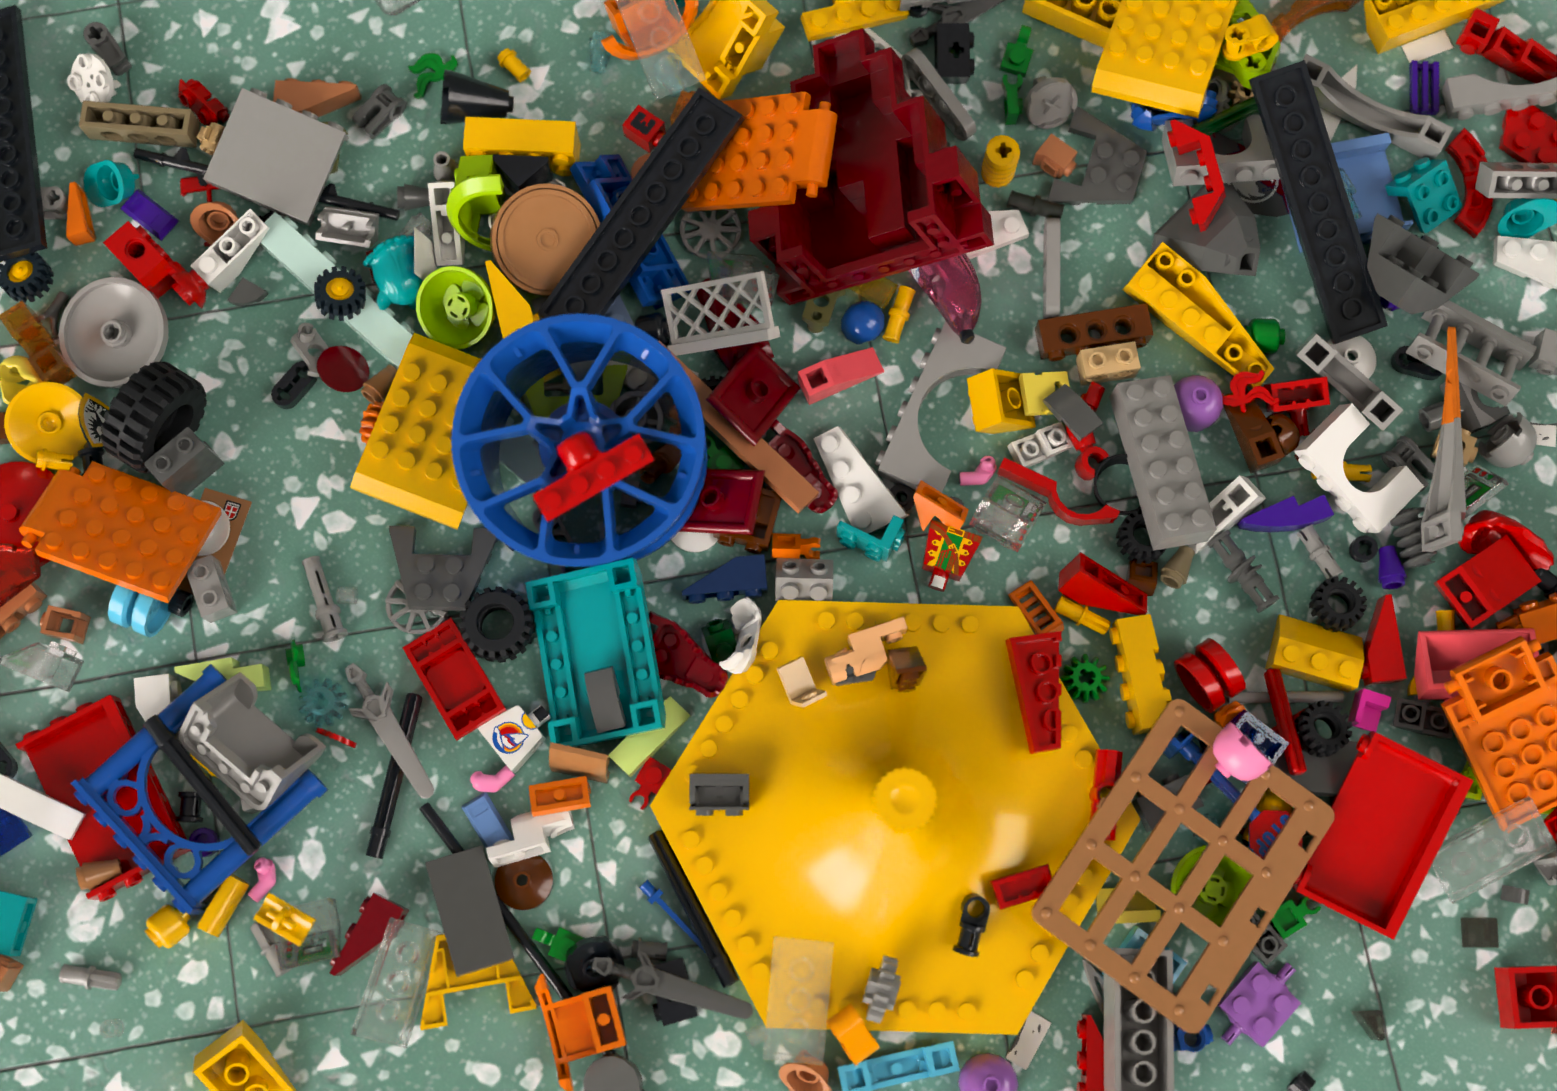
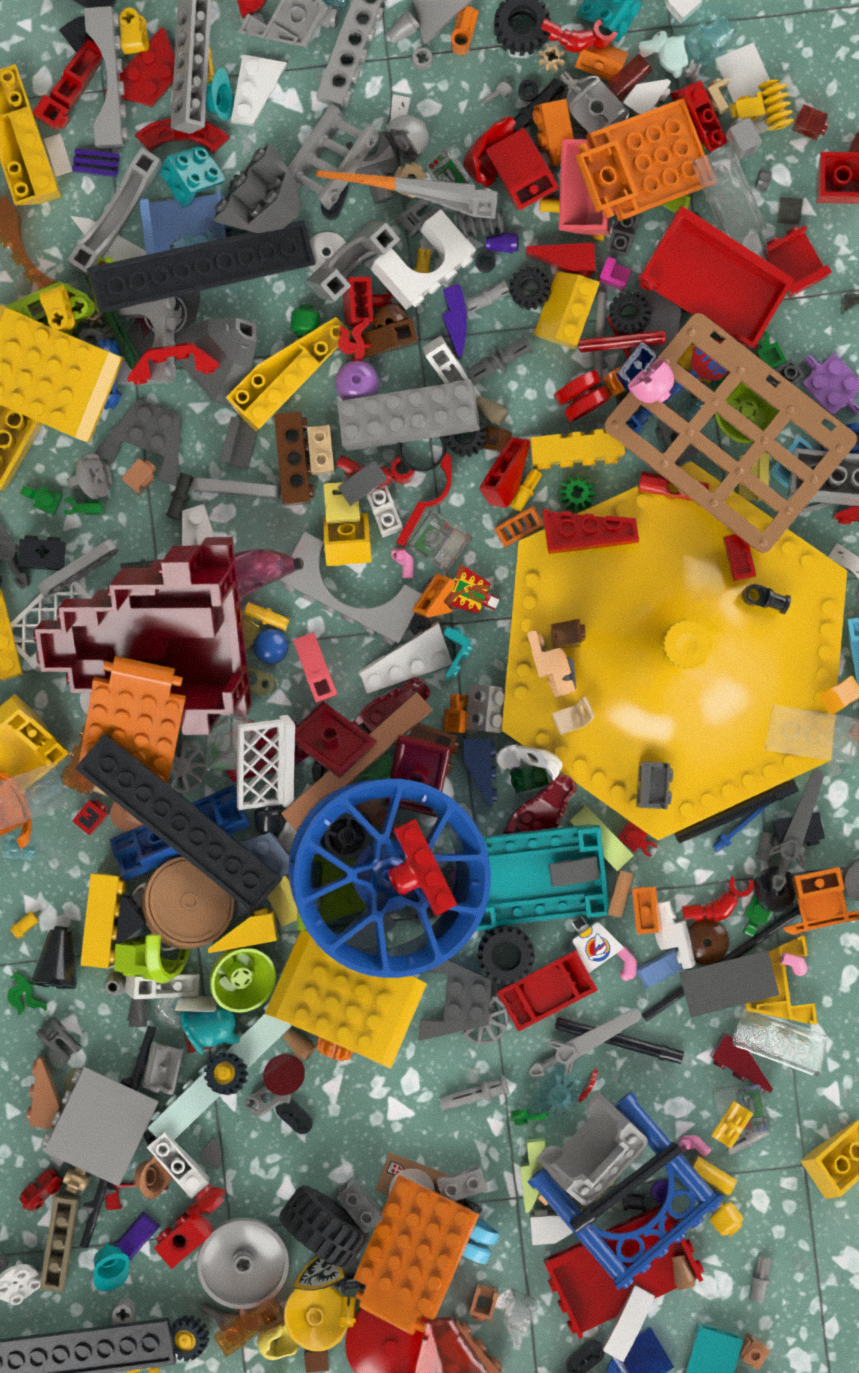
camera: 85 degrees left, 10 degrees up
(79, 220) = (139, 1293): orange slope -> none
(499, 999) = (797, 963): none -> bright pink arm
(566, 892) = (721, 907): none -> red piece
(882, 989) = (811, 670): light grey gear -> none
(1000, 161) = (136, 516): yellow piece -> none
(1105, 268) = (238, 444): none -> dark grey panel
(1418, 946) = (797, 259): none -> red panel

